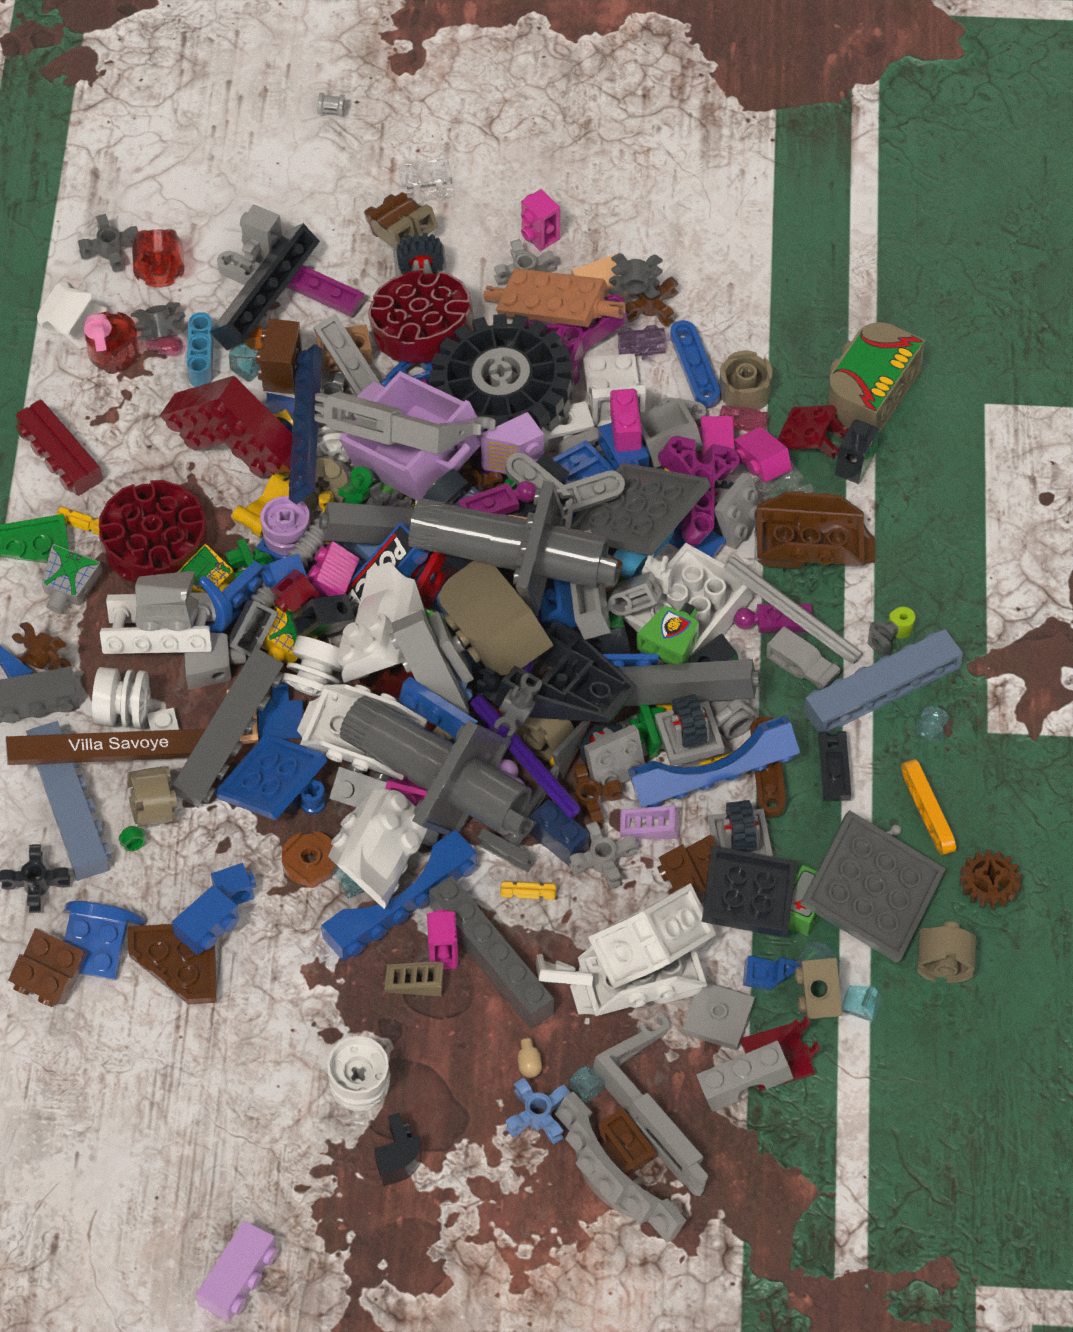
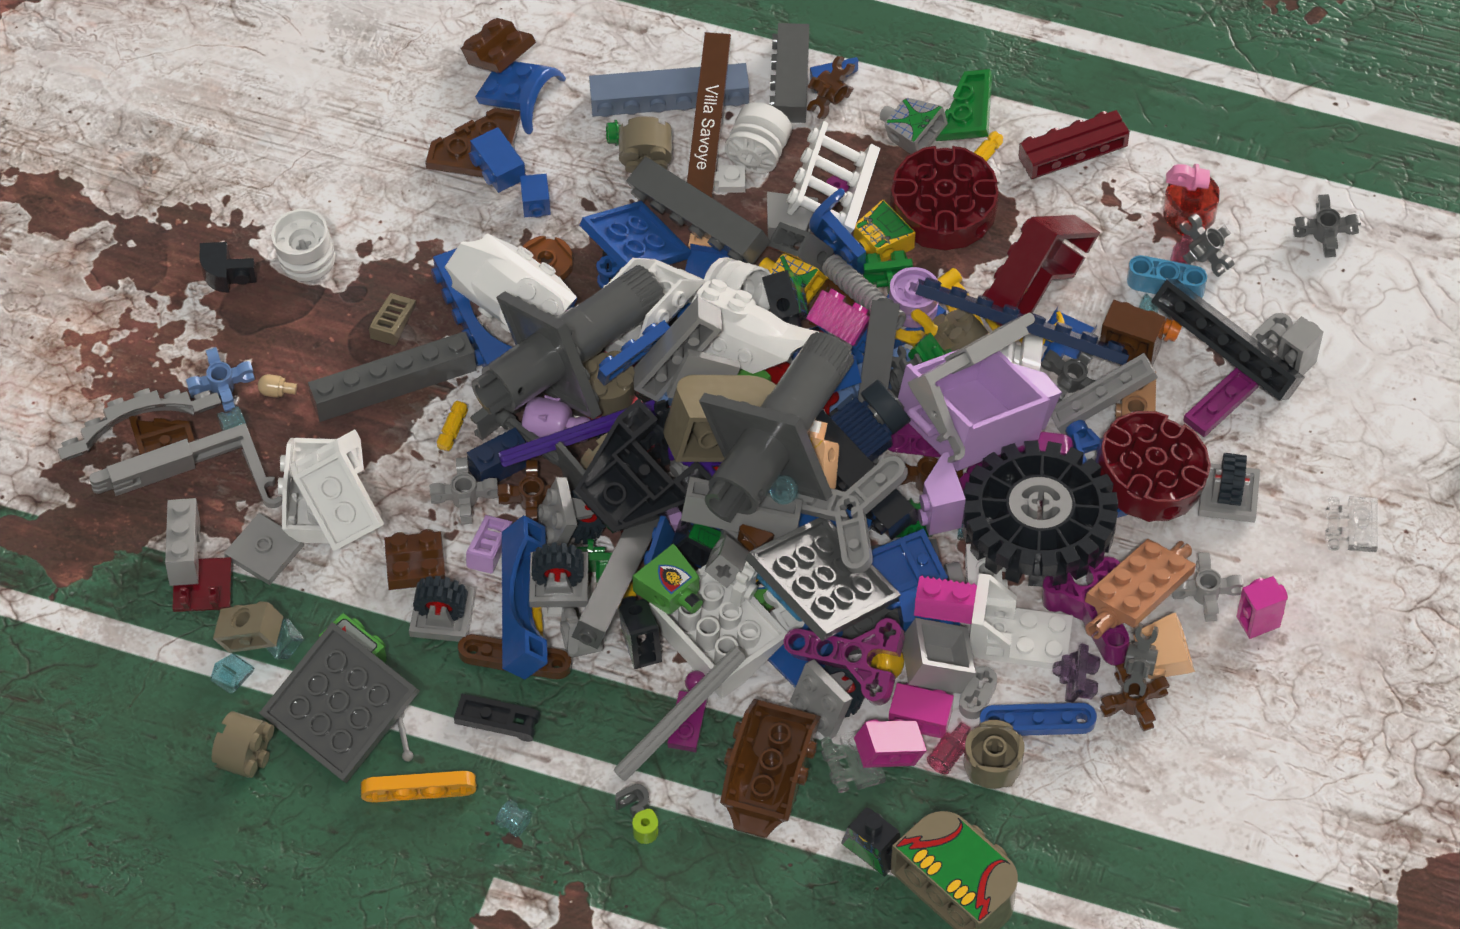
camera: 105 degrees right, 0 degrees up
(35, 868) = (595, 53): black pin -> none
(67, 312) = (1235, 178): white piece -> none
(158, 257) = (1290, 256): clear red brick -> none
(165, 601) = (835, 167): light grey piece -> none
(237, 1271) = (161, 133): lavender brick -> none
(279, 569) = (843, 270): blue brick -> none
(293, 592) = (812, 268): dark red brick -> none
(399, 218) = (1295, 477): hips -> none
(443, 938) = (411, 329): dark pink brick -> none
(501, 498) = (856, 443): magenta plate -> none
(517, 706) = (603, 404): dark grey pin -> none
(561, 973) = (347, 416): white tile -> none
(748, 891) = (362, 581): black plate -> none
(765, 973) = (293, 598): blue slope -> none
(801, 658) = (629, 719): light grey piece -> none
(807, 428) = (915, 798): dark red plate -> none
(883, 682) = (577, 787): sand blue brick -> none
(980, 885) = (313, 814): reddish brown gear -> none

